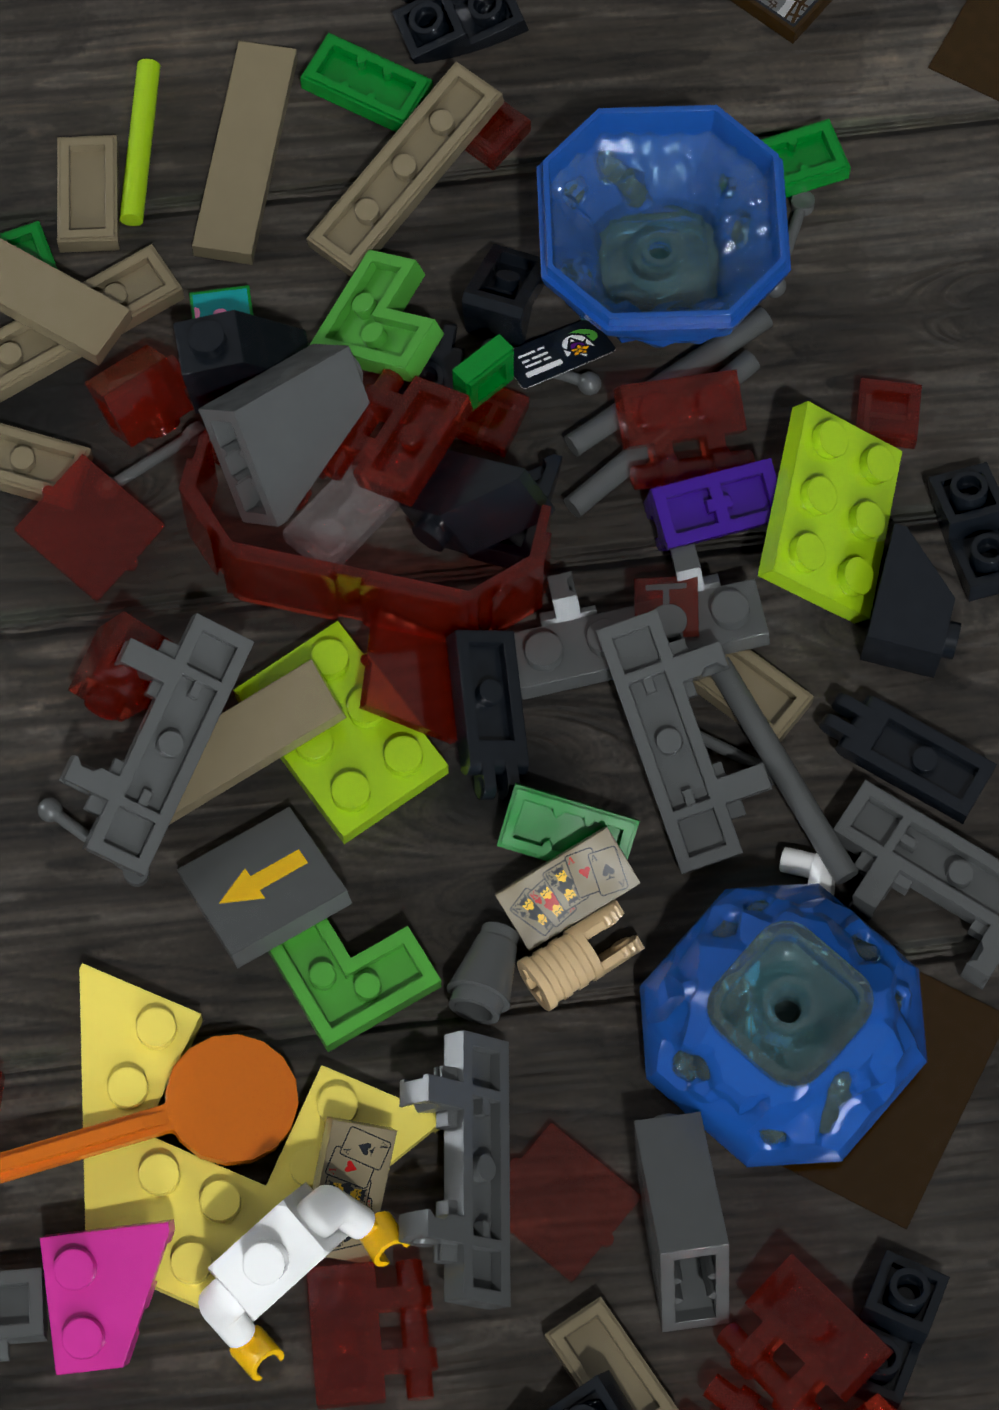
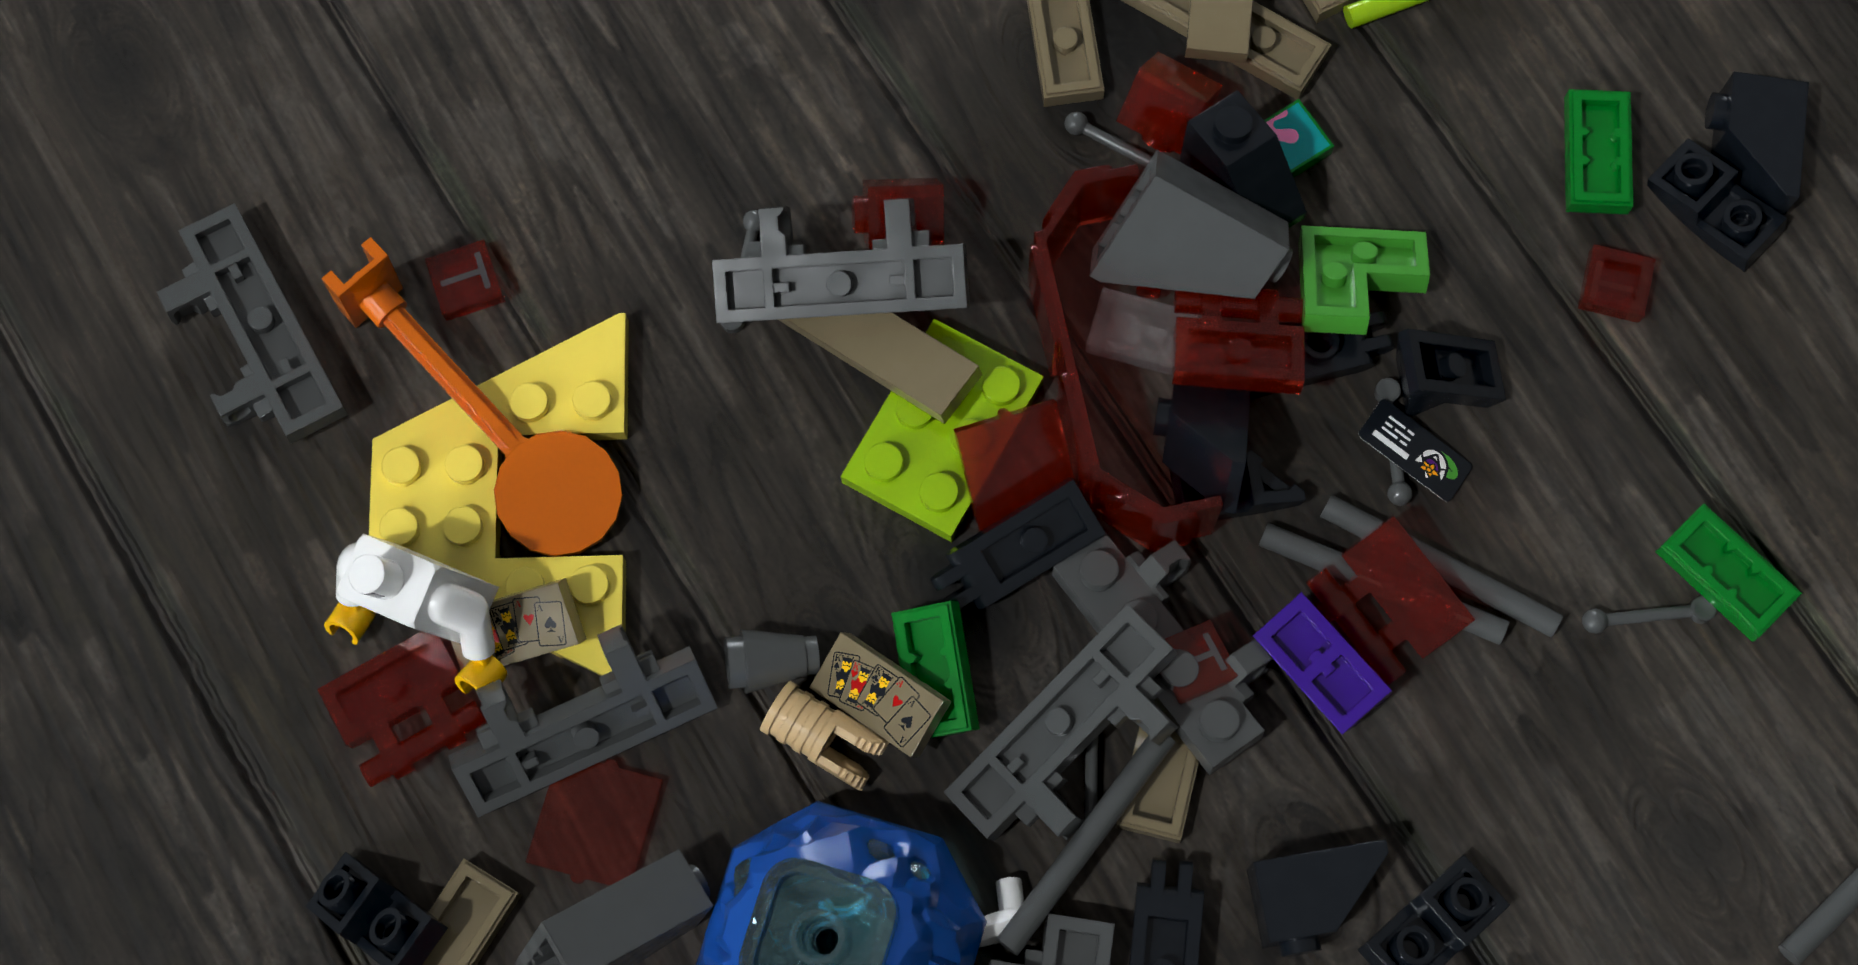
camera: 70 degrees right, 5 degrees up
(89, 528) = (1027, 126): clear red piece -> none
(99, 1291) = (342, 463): dark pink wing -> none
(245, 153) = (1471, 80): dark tan tile -> none
(264, 887) = (758, 429): dark grey tile -> none
(355, 993) = (697, 543): bright green plate -> none
(406, 169) = (1530, 227): dark tan tile -> none
(485, 371) = (1345, 388): green tile -> none
(495, 421) = (1319, 418): clear red tile -> none
(663, 222) = (1603, 436): clear light blue rock -> none
(830, 513) = (1372, 773): lime plate -> none
(889, 411) = (1516, 787): clear red tile -> none

